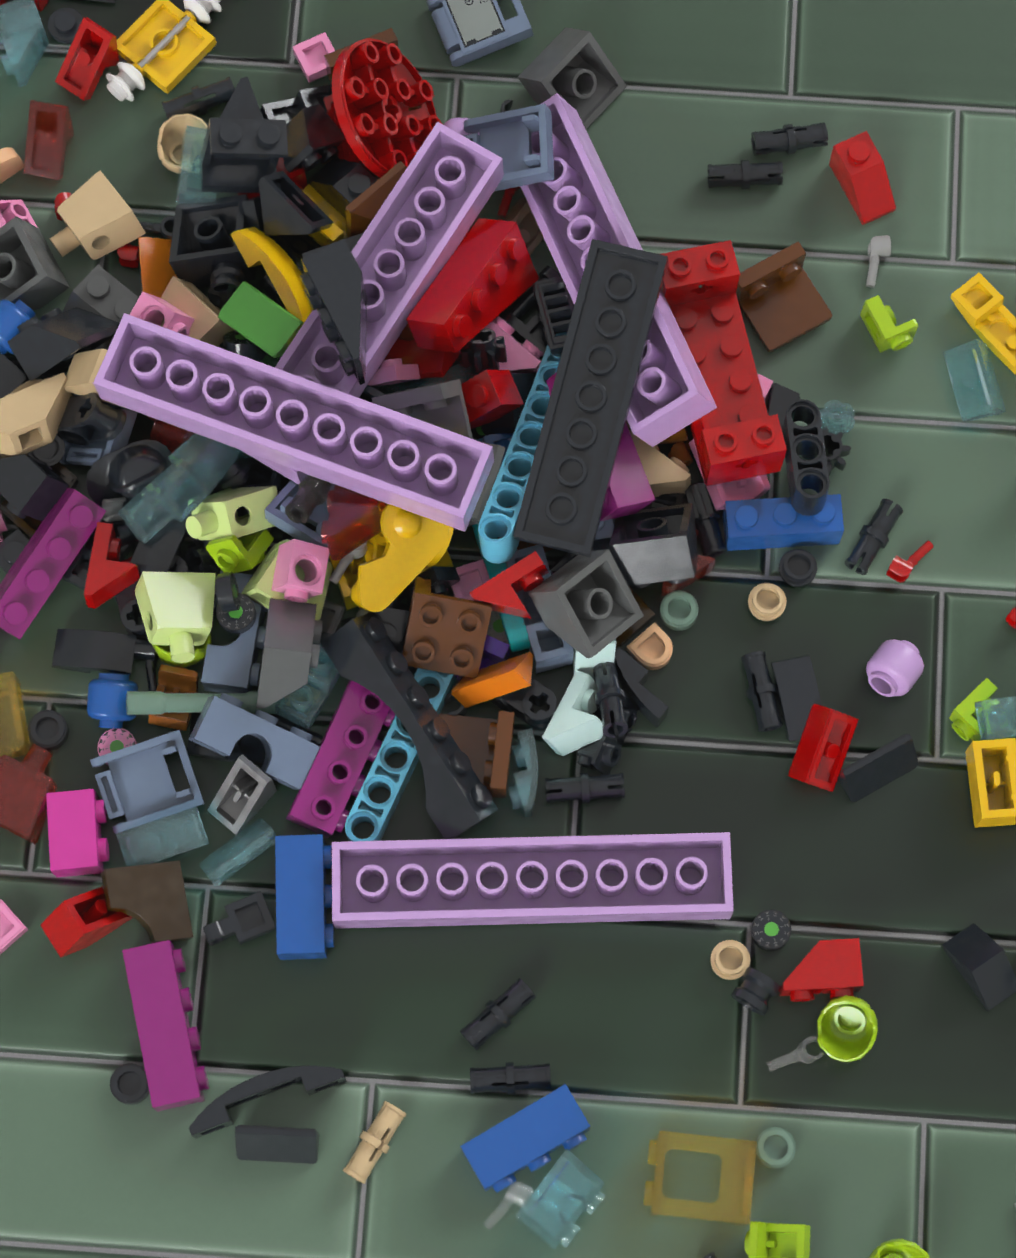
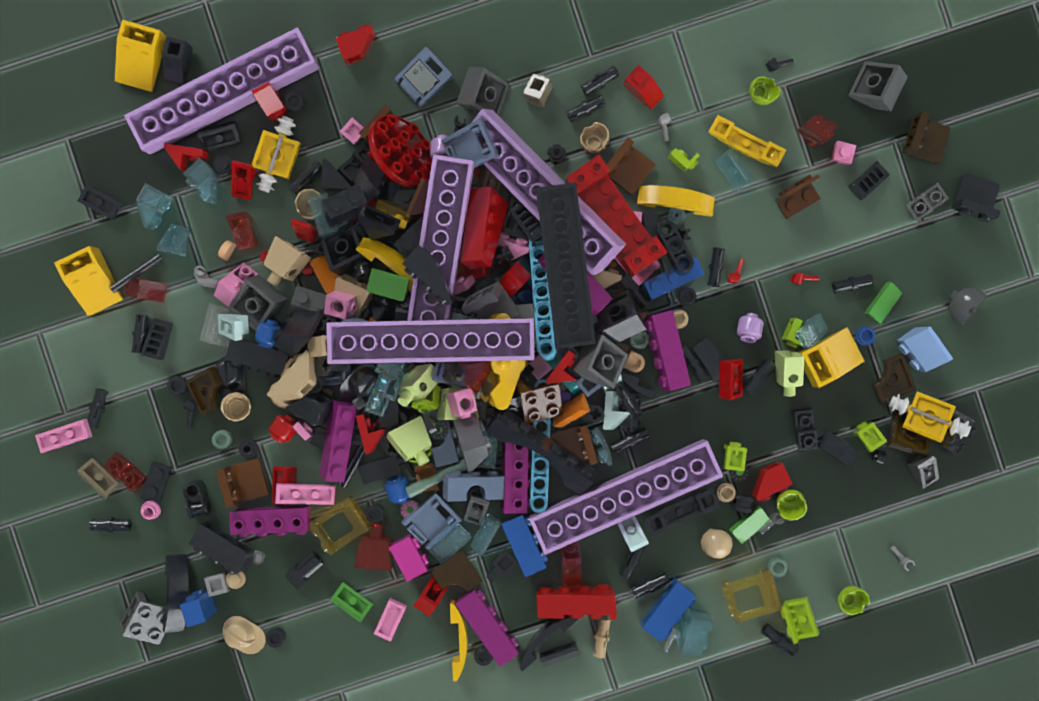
camera: 25 degrees left, 15 degrees up
(47, 626) = (353, 465): none -> black axle
(74, 1076) = (459, 661): none -> yellow slope
(155, 181) = (304, 230): none -> red slope
(357, 1048) = (576, 602): none -> red wedge
(373, 974) = (571, 566): none -> clear red slope
(517, 954) = (632, 533): none -> light aqua slope
(627, 958) = (680, 511): none -> black slope
(656, 238) = (561, 153): none -> black plate
(671, 111) = (538, 90): none -> dark tan brick
(673, 1051) = (716, 543): none -> tan hair
(721, 646) = (667, 351): none -> magenta brick
(742, 225) = (595, 138): none -> tan hair
(752, 1041) = (749, 524): none -> slope
(772, 892) = (735, 456): none -> lime bracket
(849, 386) = (676, 198): none -> yellow slope
(930, 900) = (804, 429): none -> black slope
(946, 758) = (789, 370): none -> yellowish green torso

